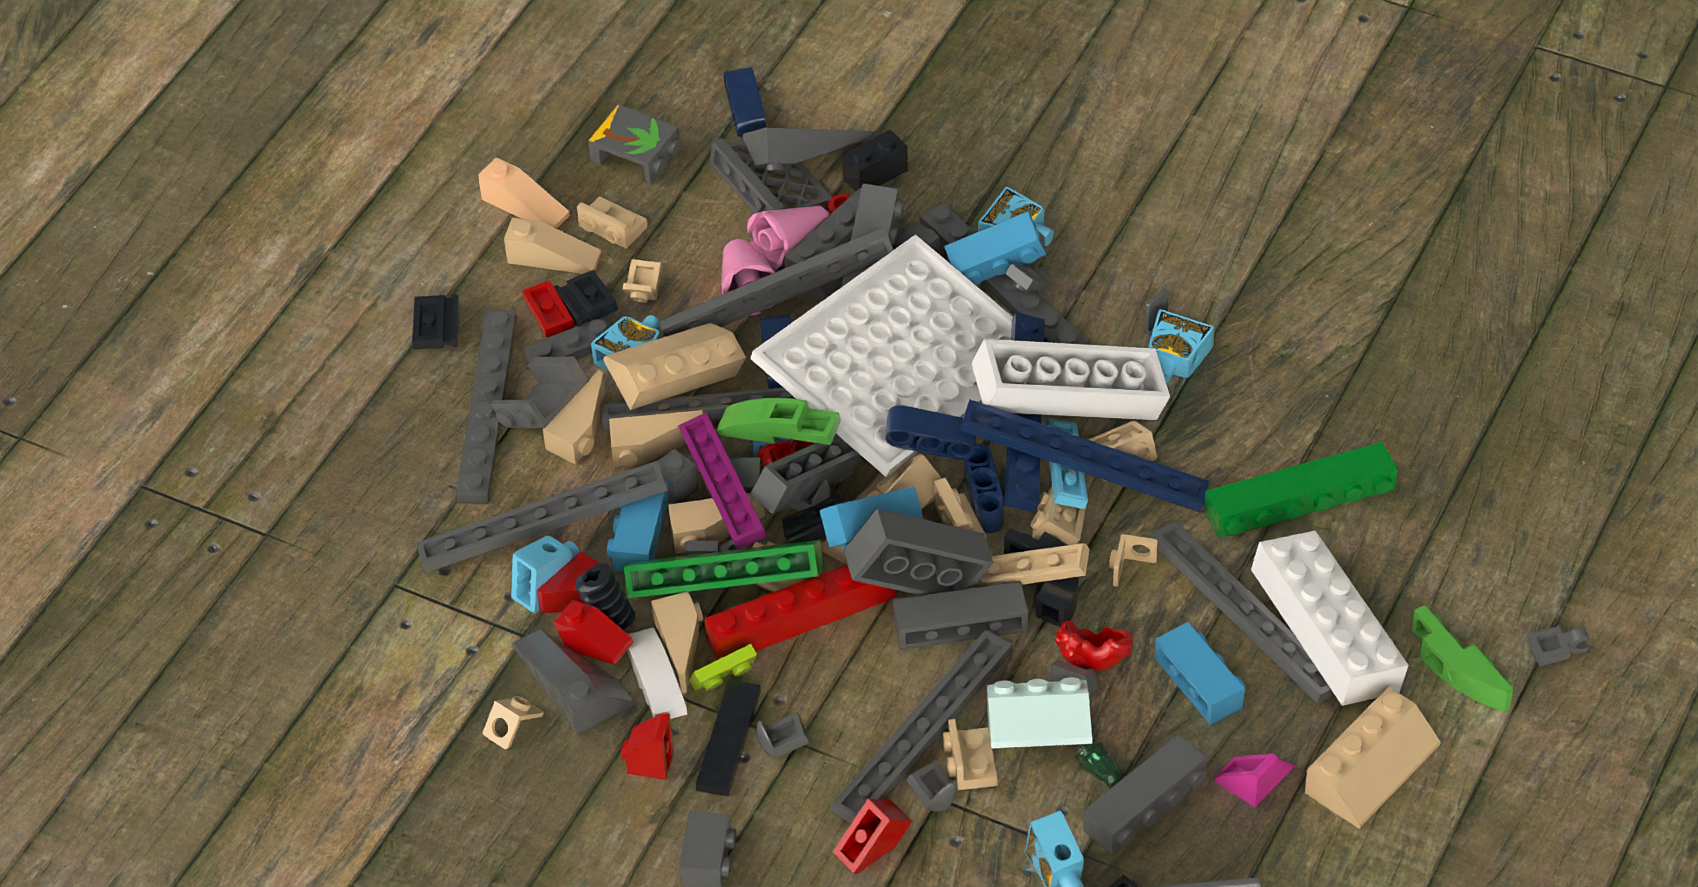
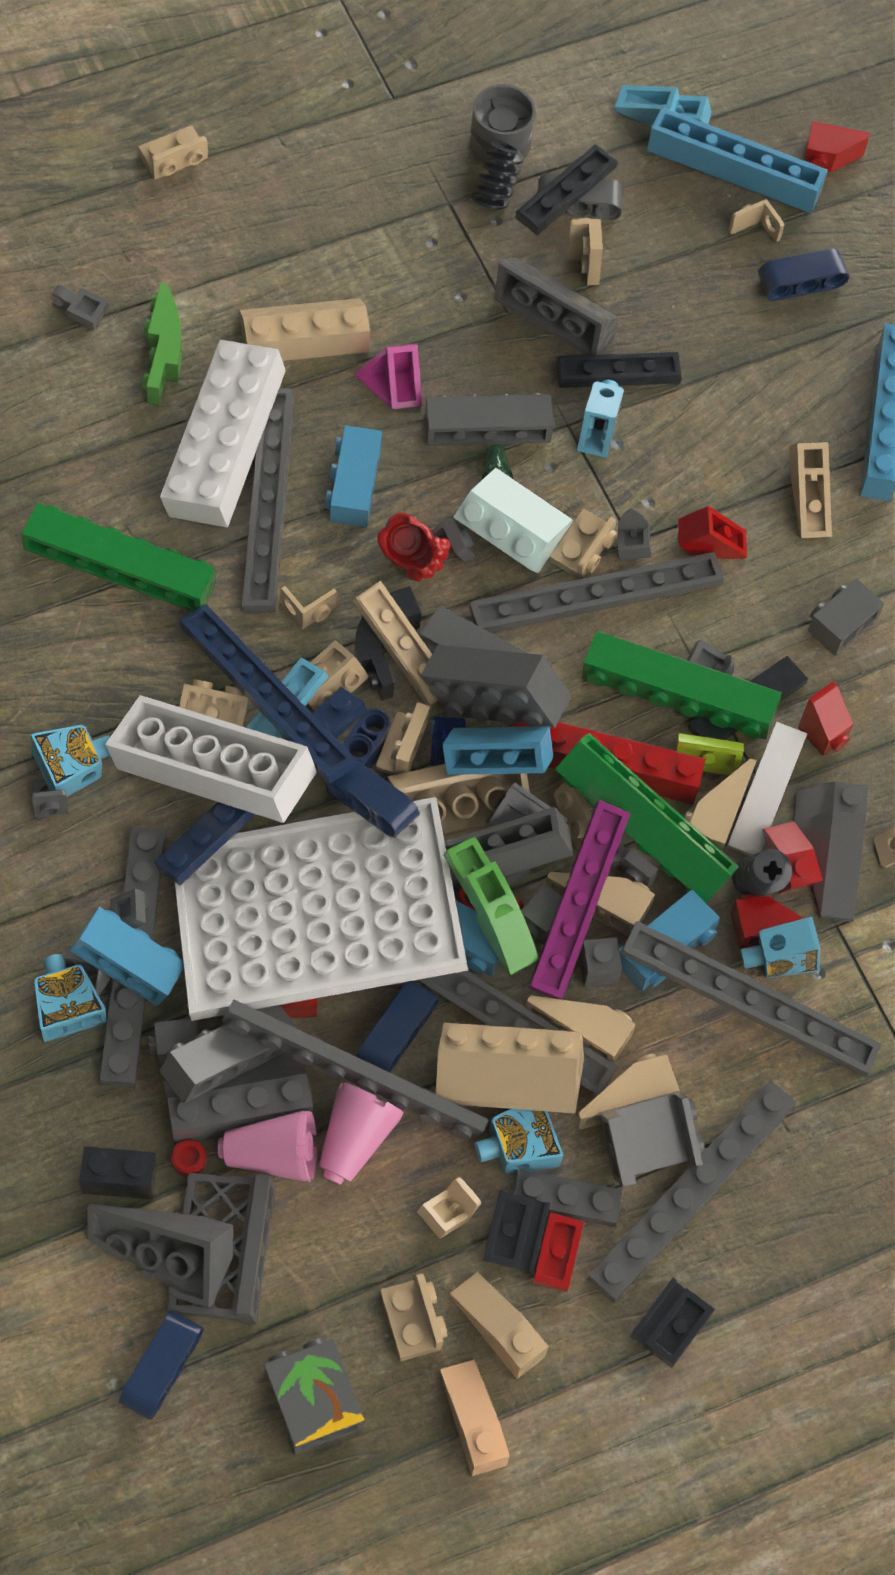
camera: 150 degrees left, 15 degrees up
(806, 690) = (681, 685): none -> green brick
(1650, 828) = (174, 152): none -> tan bracket

